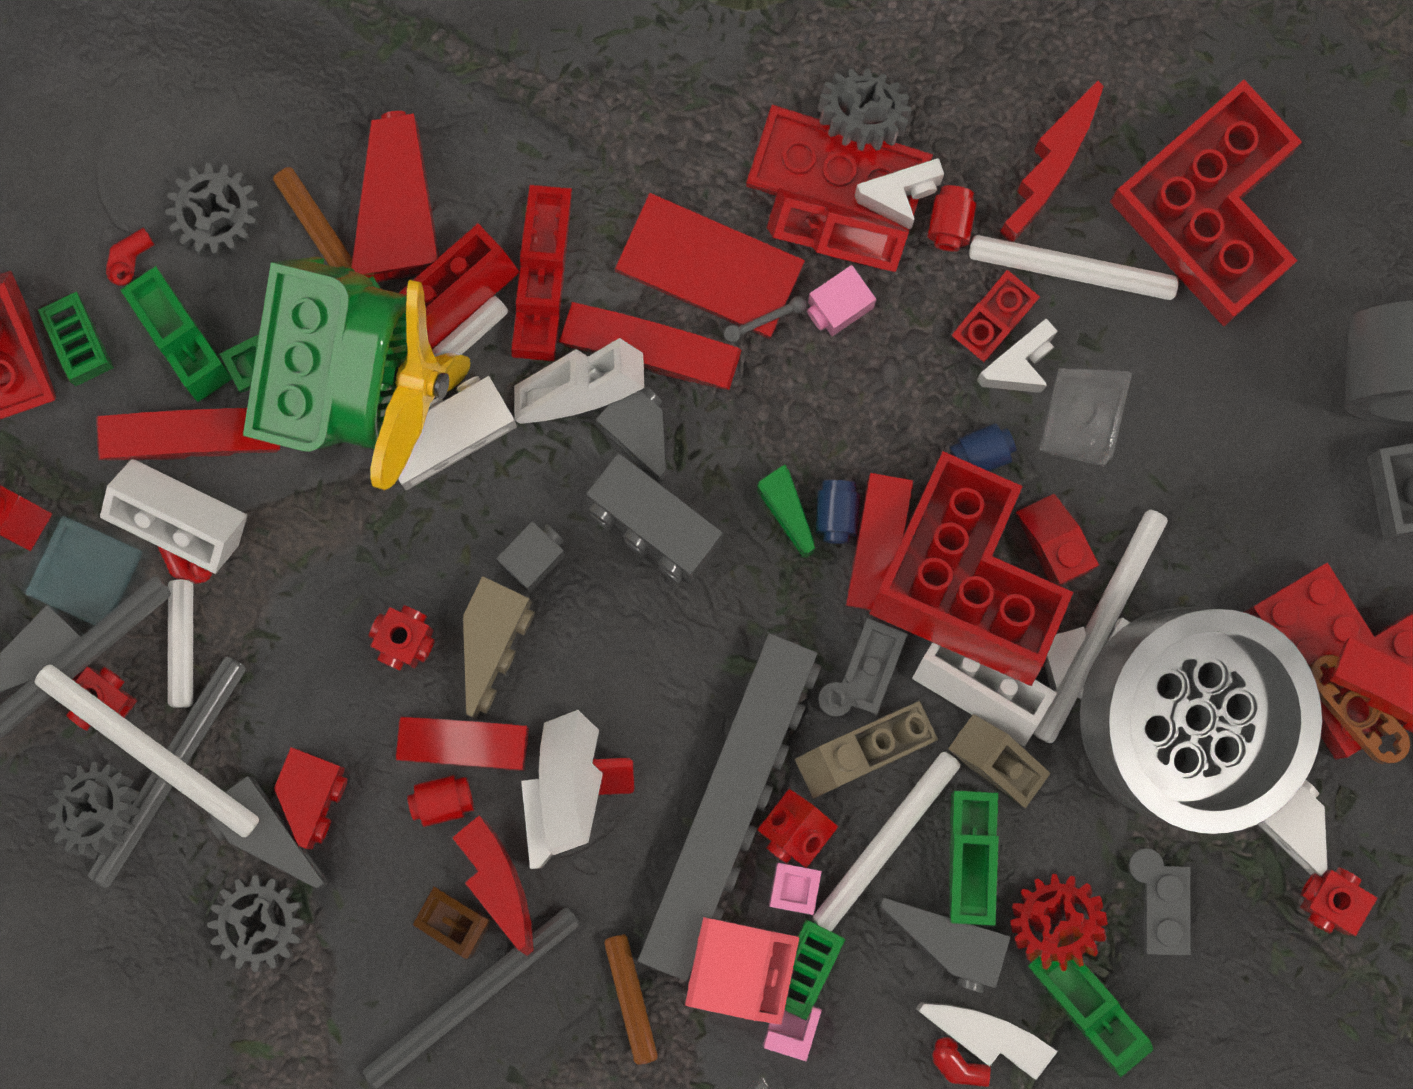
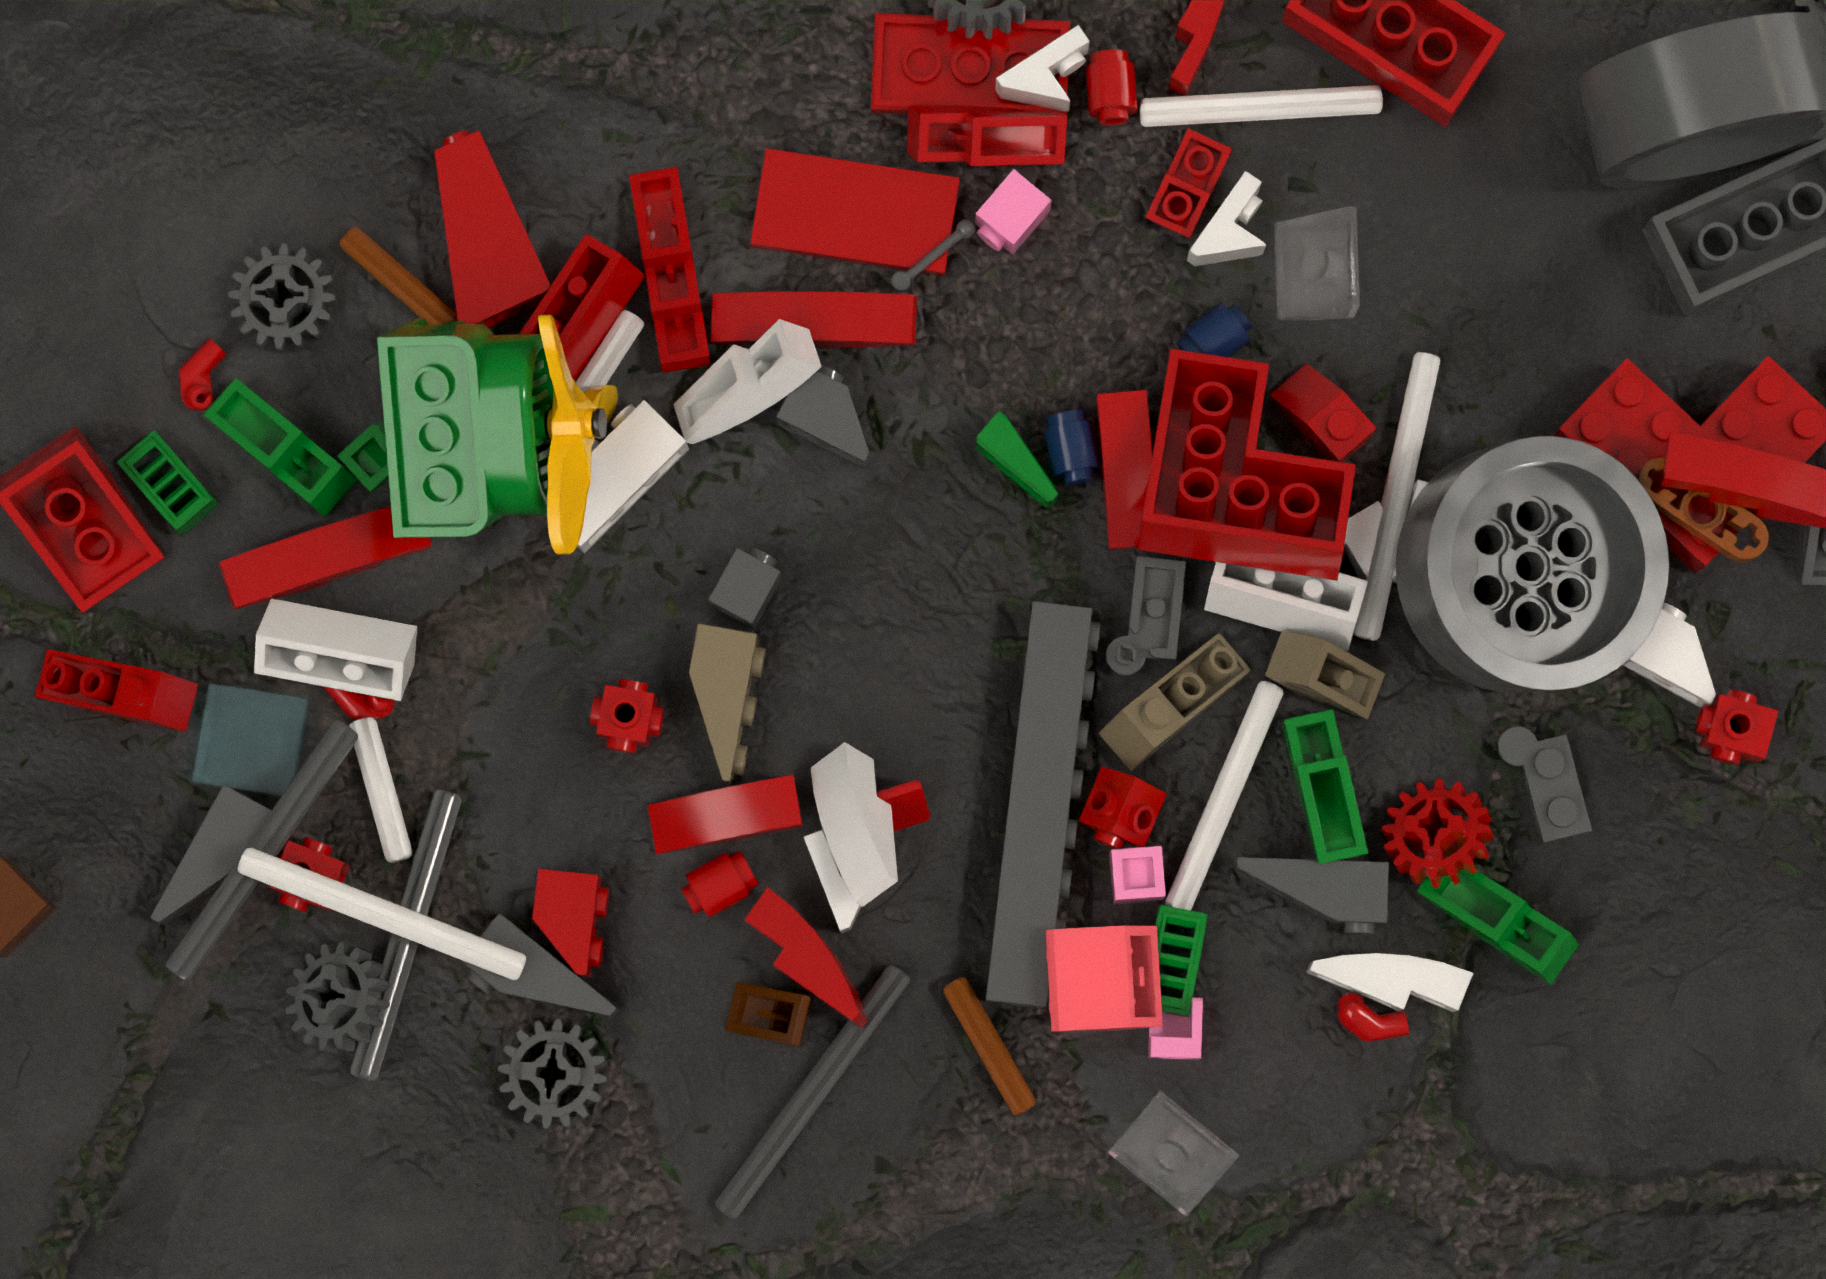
camera: 10 degrees left, 0 degrees up
(653, 520) = (870, 511): dark grey brick -> none

